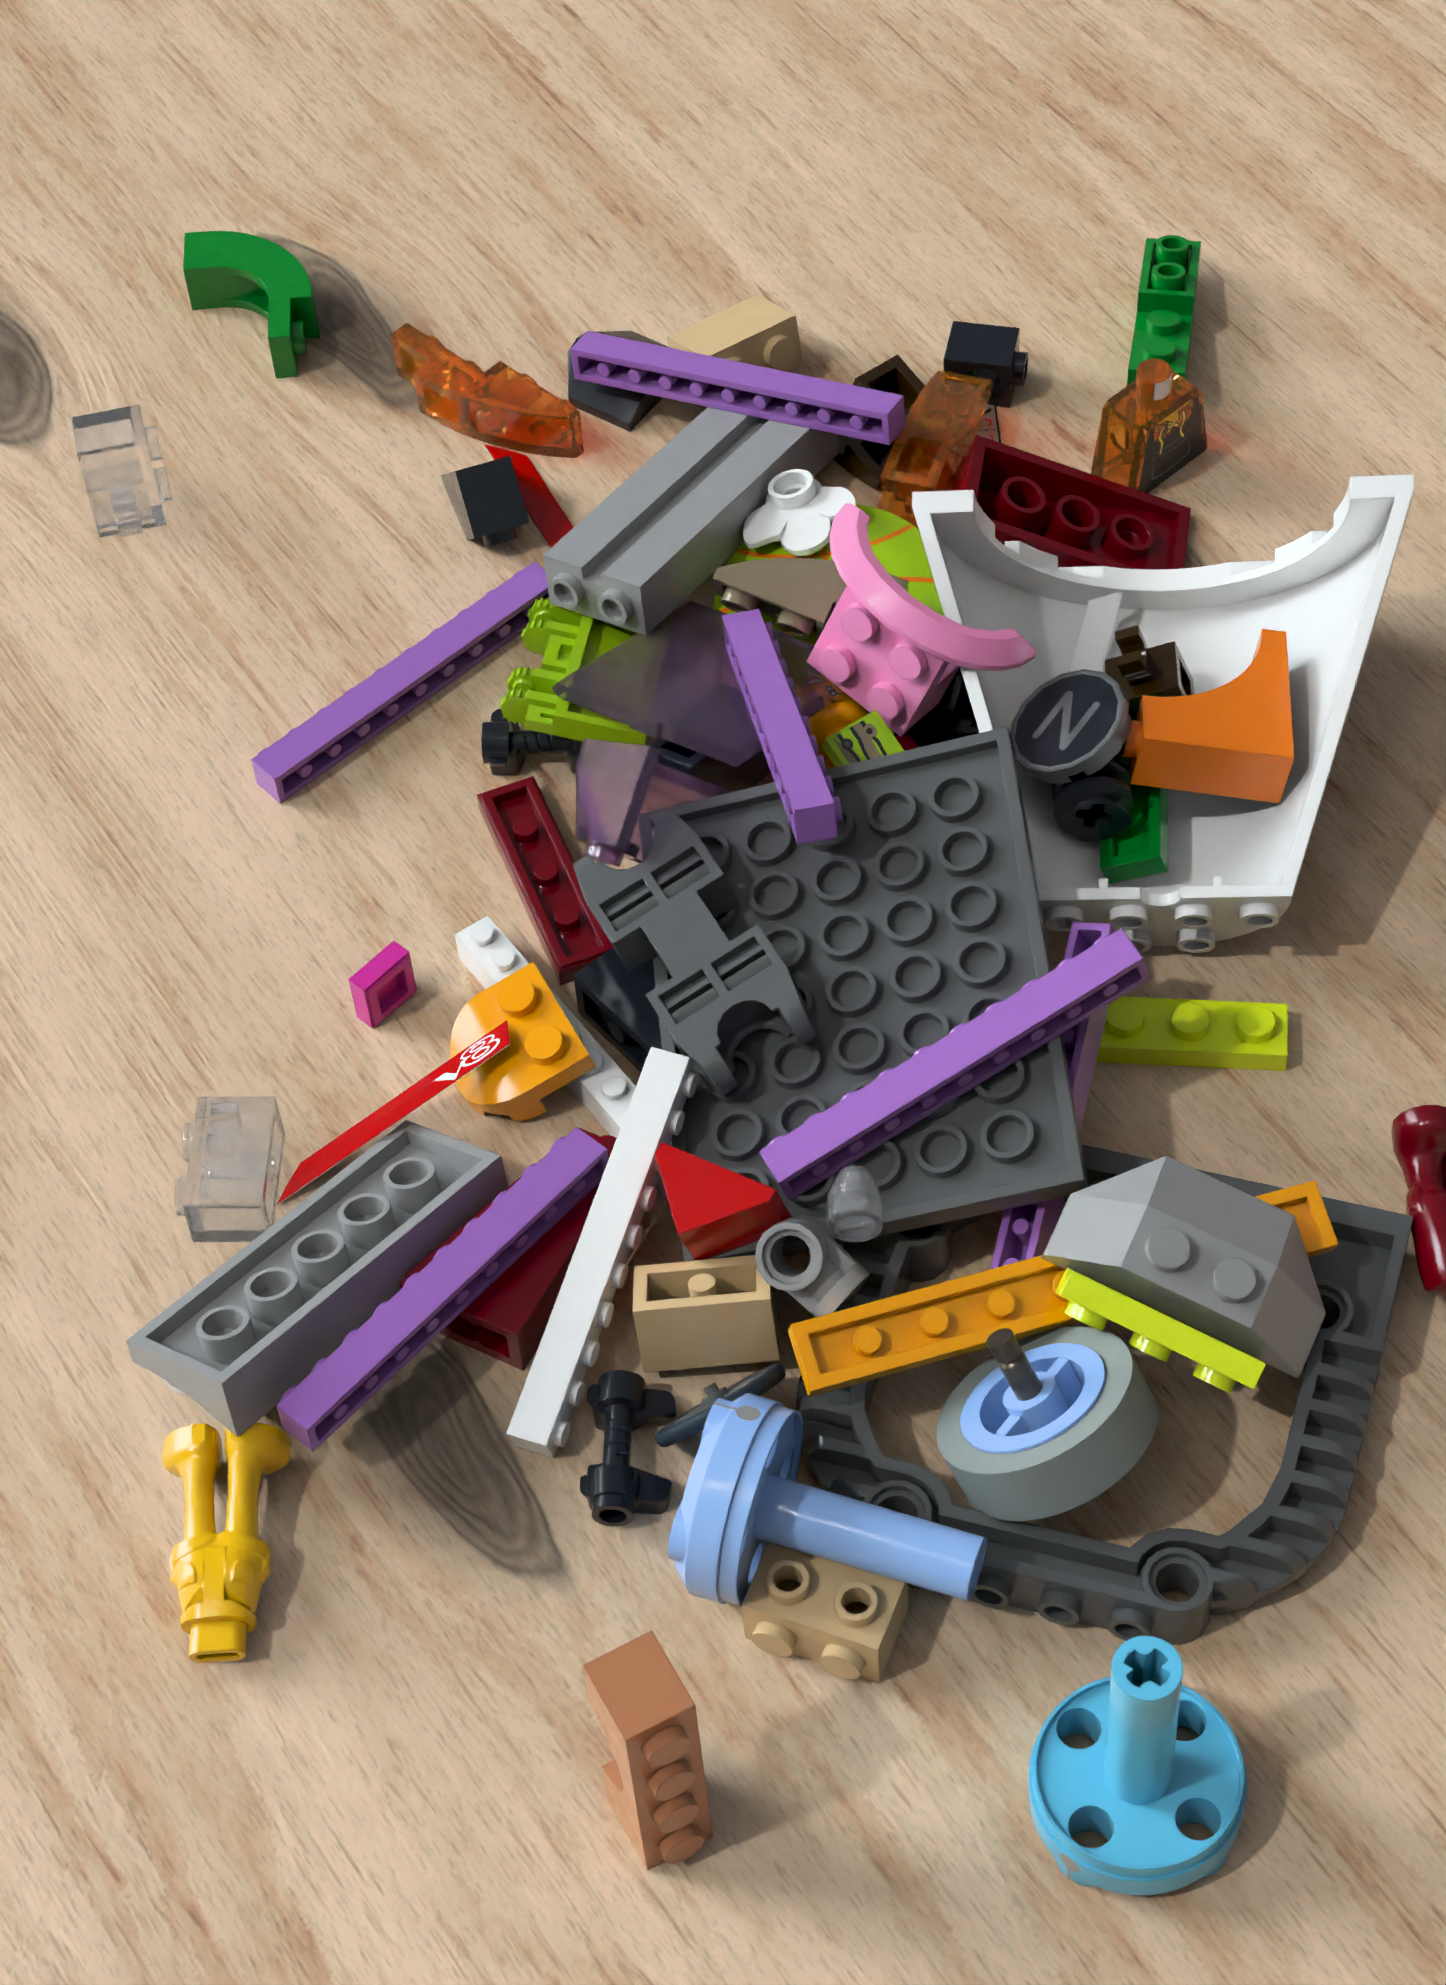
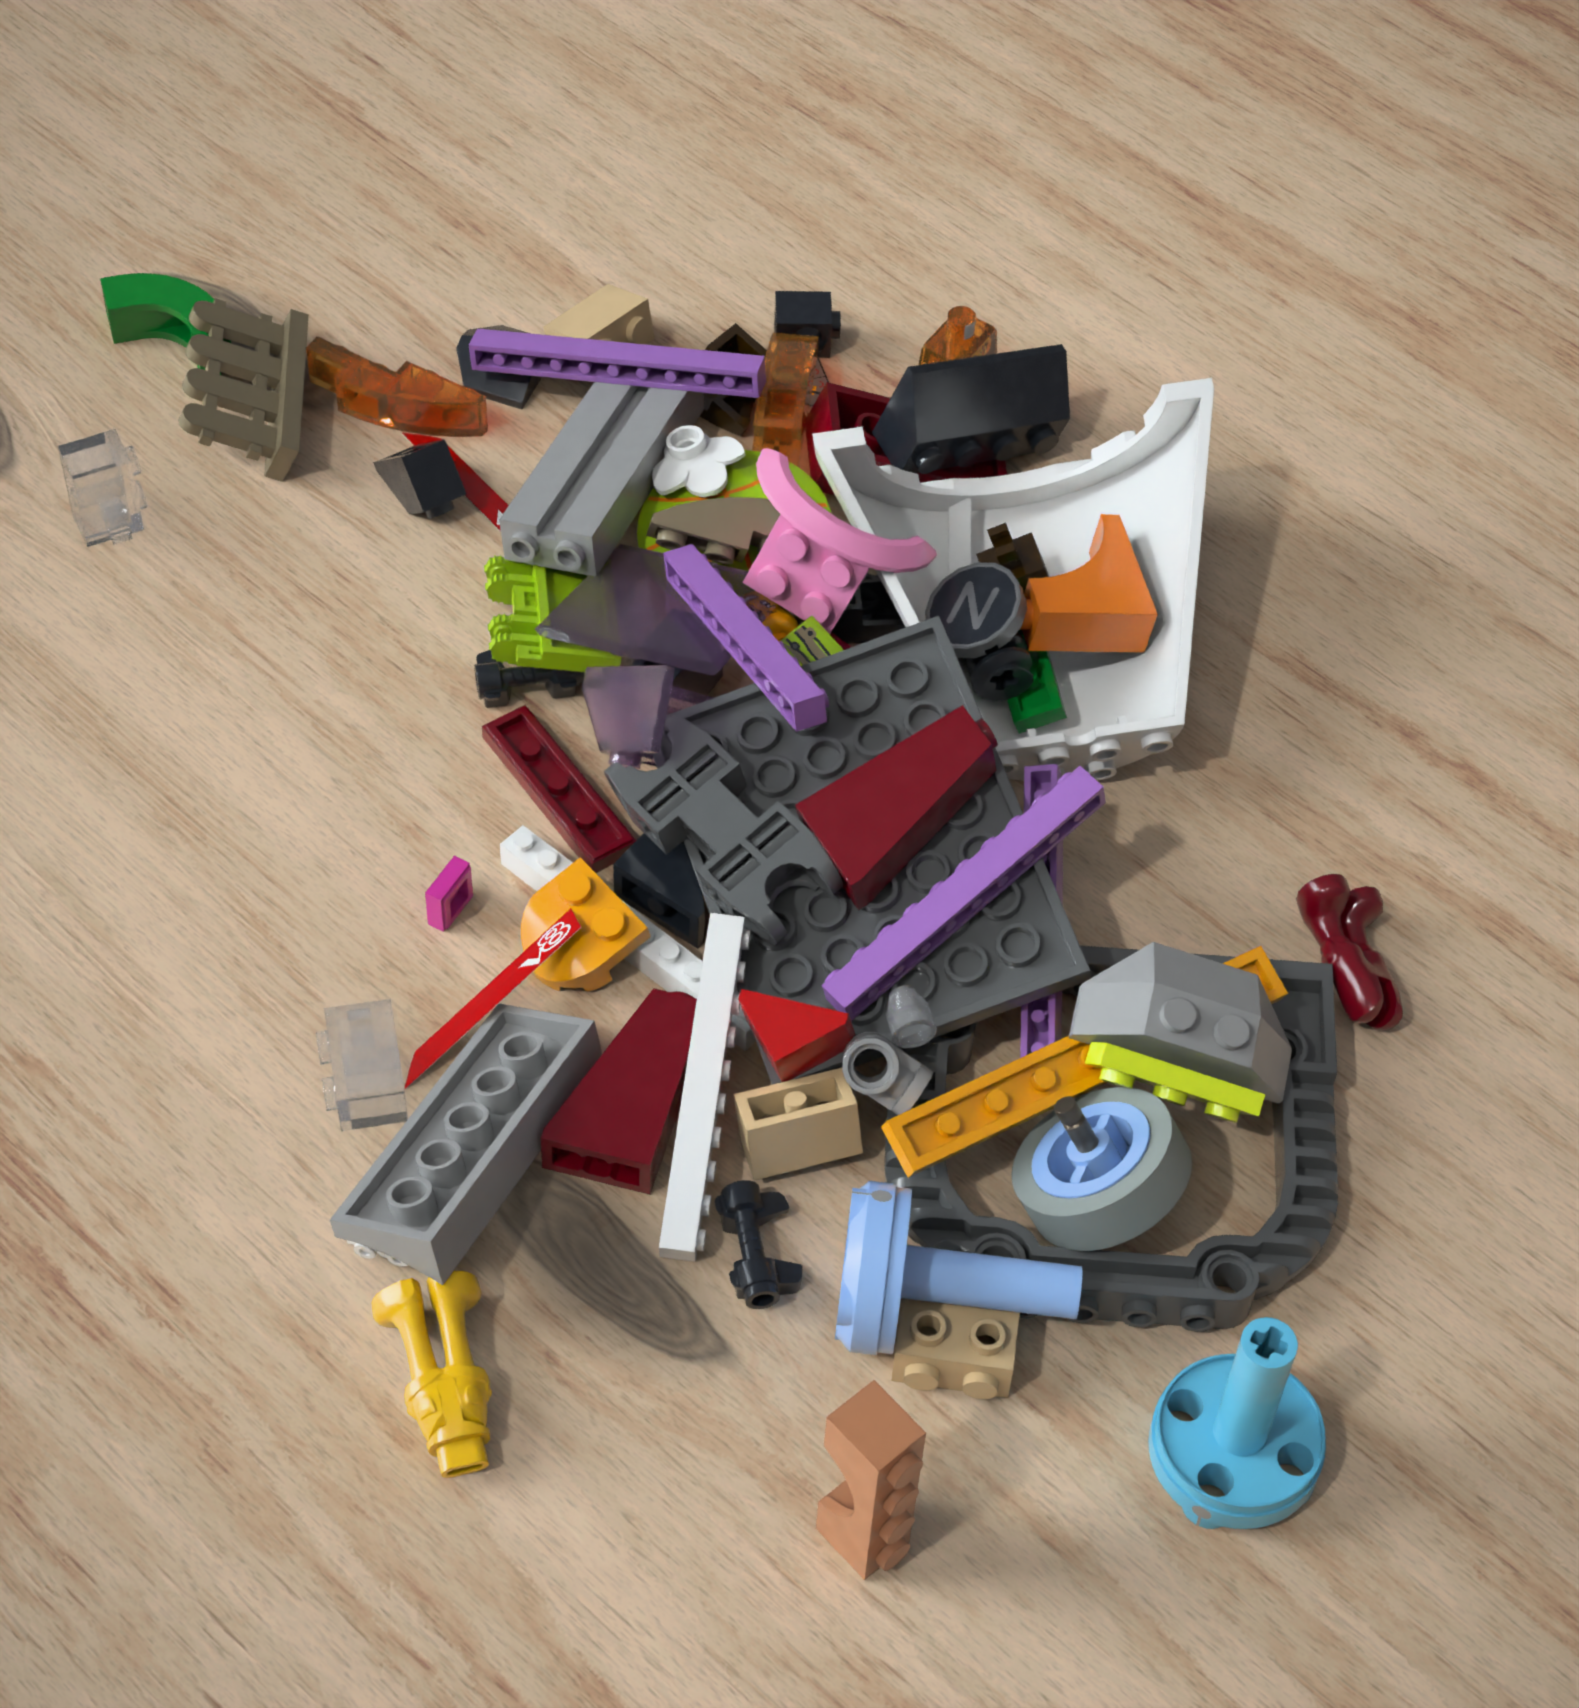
camera: 20 degrees left, 0 degrees up
(306, 385) = (282, 373): none -> dark tan fence
(399, 686) = (391, 642): medium lavender piece -> none
(442, 1289) = (581, 1138): medium lavender piece -> none
(695, 1418) = (829, 1196): black wheel -> none
(901, 944) = (899, 801): none -> dark red slope
(1150, 486) = (976, 410): none -> black slope
(1166, 303) = (937, 263): green slope -> none
(1195, 1033) = (1128, 844): neon yellow plate -> none

